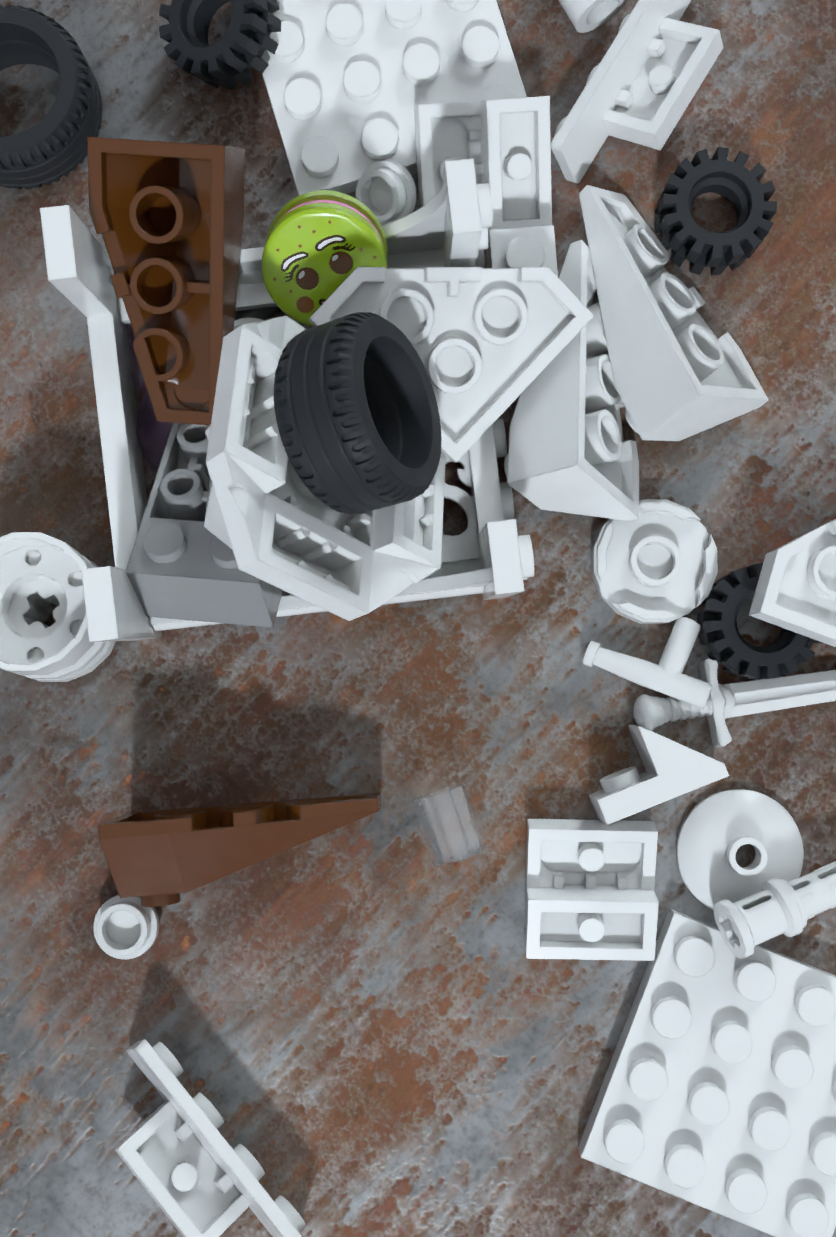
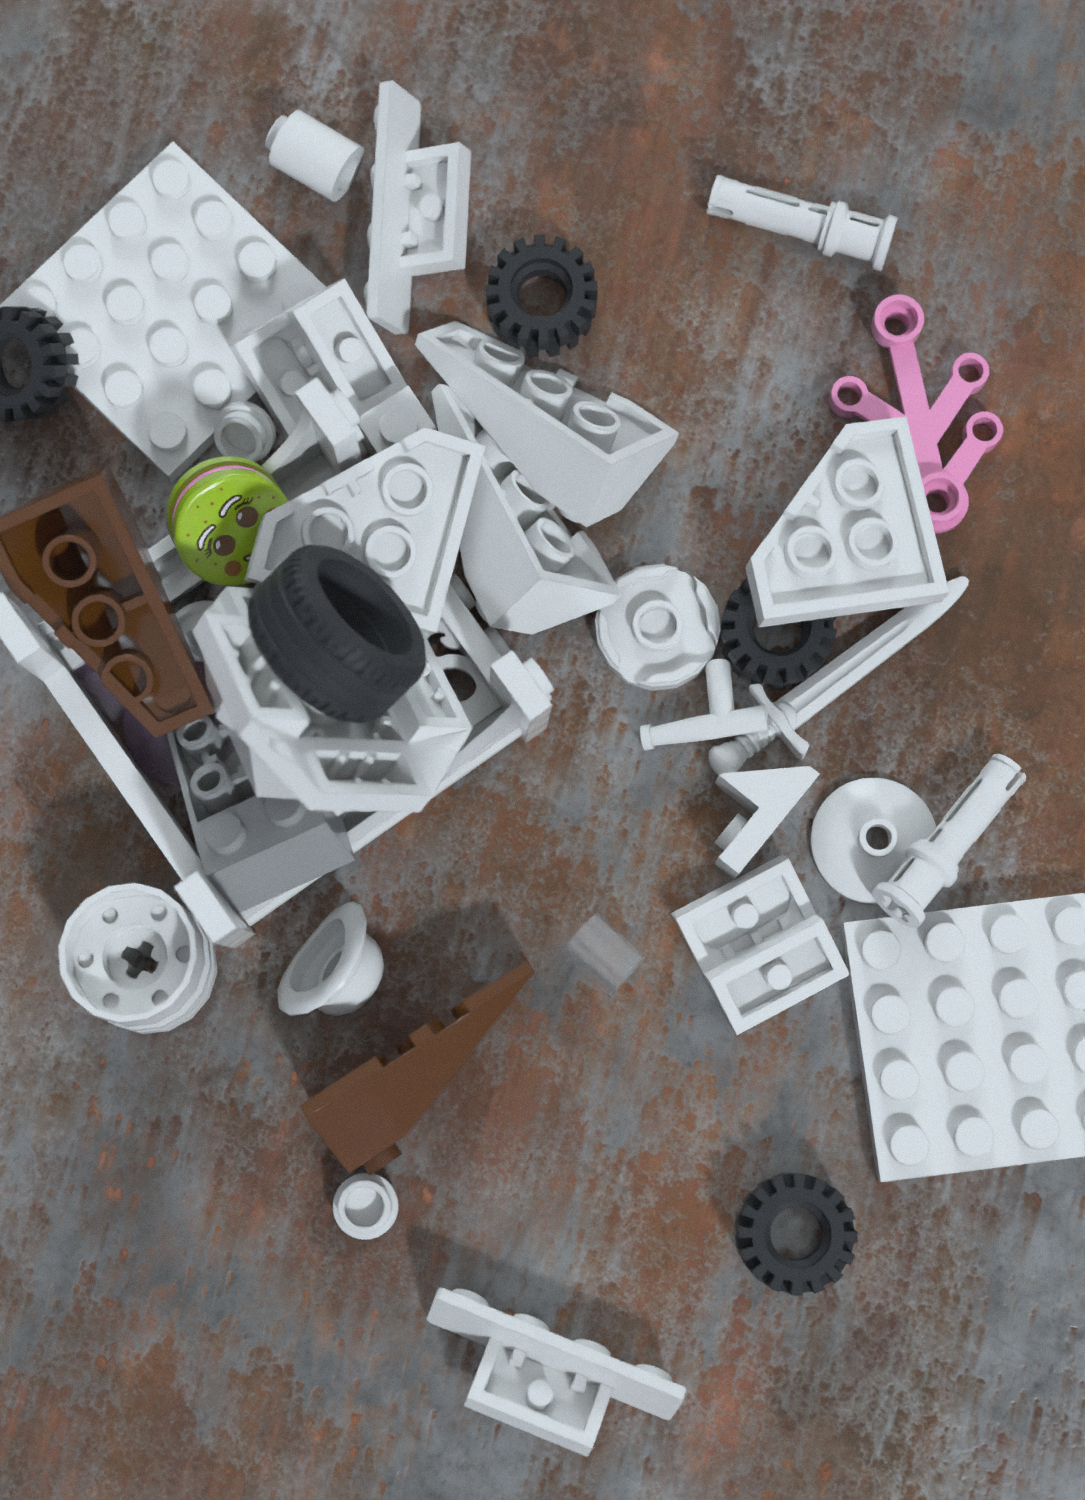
camera: 30 degrees left, 5 degrees down
(206, 708) = (334, 967): none -> white hat
(489, 1198) = (835, 1242): none -> black tyre

